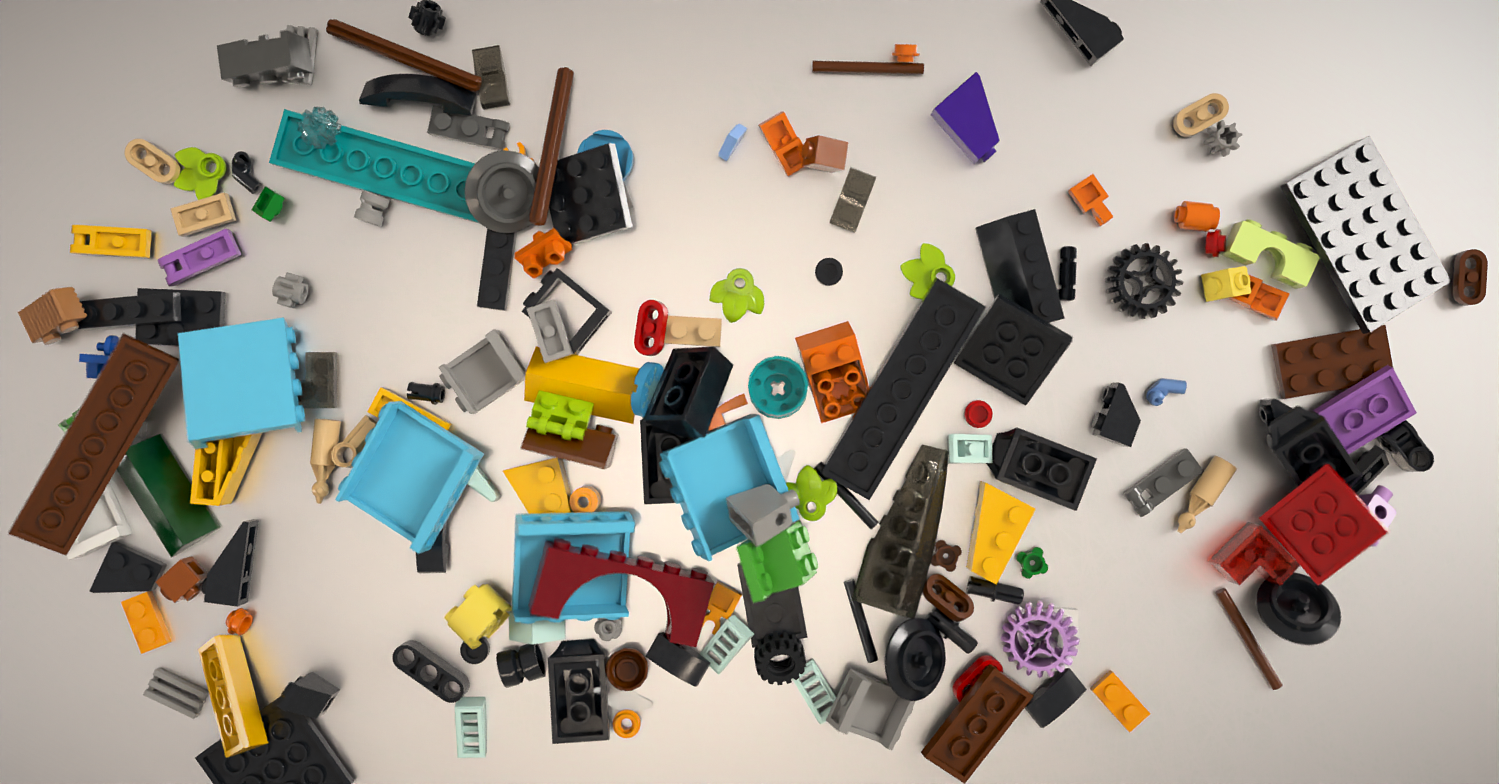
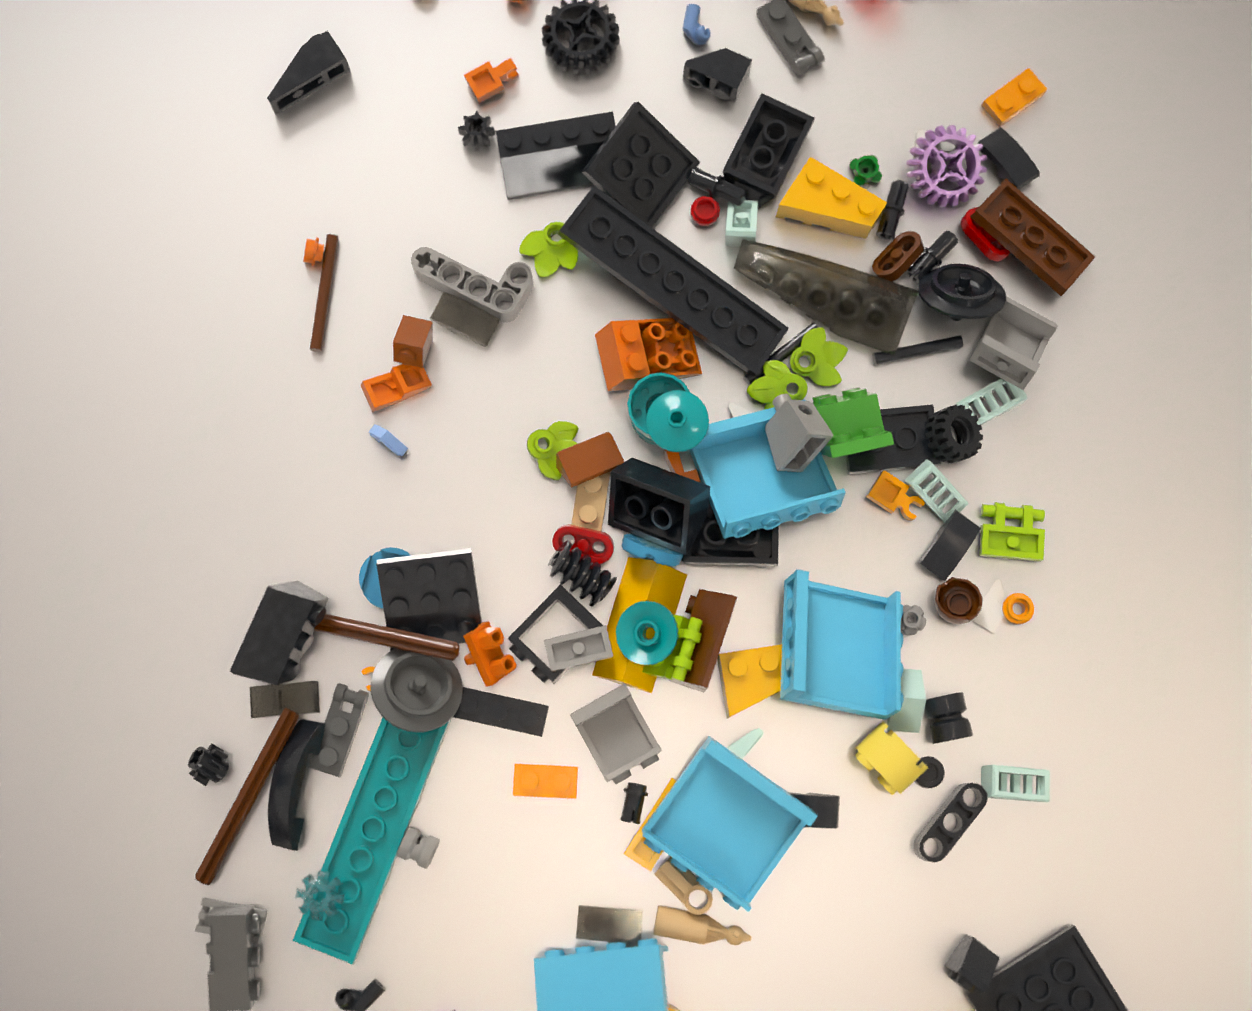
camera: 90 degrees left, 10 degrees down
(268, 204) = (400, 970): green plate -> none
(290, 290) = (502, 951): light grey gear -> none
(439, 313) = (545, 781): none -> light orange plate
(542, 65) = (280, 633): none -> black slope
(559, 382) = (632, 633): none -> teal dish
(568, 567) = (844, 646): dark red arch -> none
(578, 693) = (982, 655): black slope -> none
(591, 494) = (761, 636): light orange brick -> none
(622, 328) = (581, 573): none -> black piece
(686, 715) = (1012, 541): none -> lime plate
(727, 326) = (589, 459): none -> dark orange slope
(763, 418) = (678, 436): none -> teal dish
(828, 271) = (539, 351): black tile -> none
(844, 533) = (822, 358): none -> lime plate
(889, 200) = (471, 279): none -> light grey beam
(952, 551) = (853, 248): reddish brown plate -> none
(969, 120) = (393, 192): dark purple slope -> none
(1001, 423) = (717, 186): none -> black axle
(1044, 194) = (476, 123): none -> black gear
(1067, 273) = (563, 109): black axle -> none

